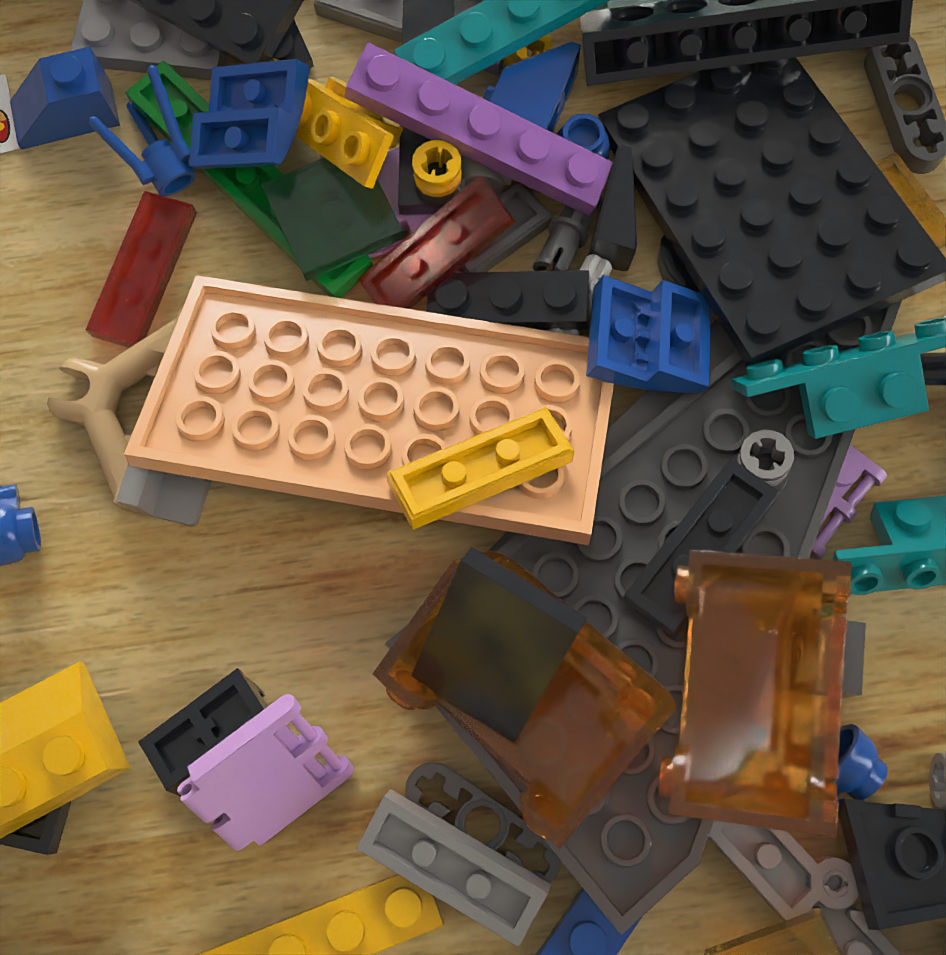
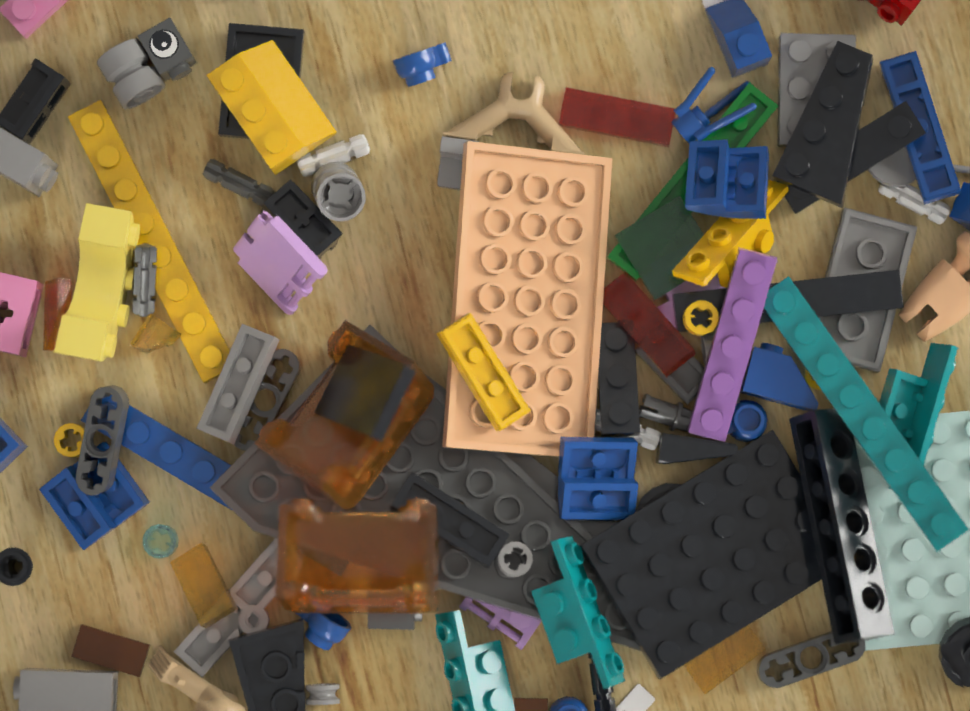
camera: 80 degrees right, 10 degrees up
(120, 674) = (336, 152): none -> white axle
(132, 834) = (237, 182): none -> dark grey axle
(171, 667) = (338, 191): none -> light grey wheel

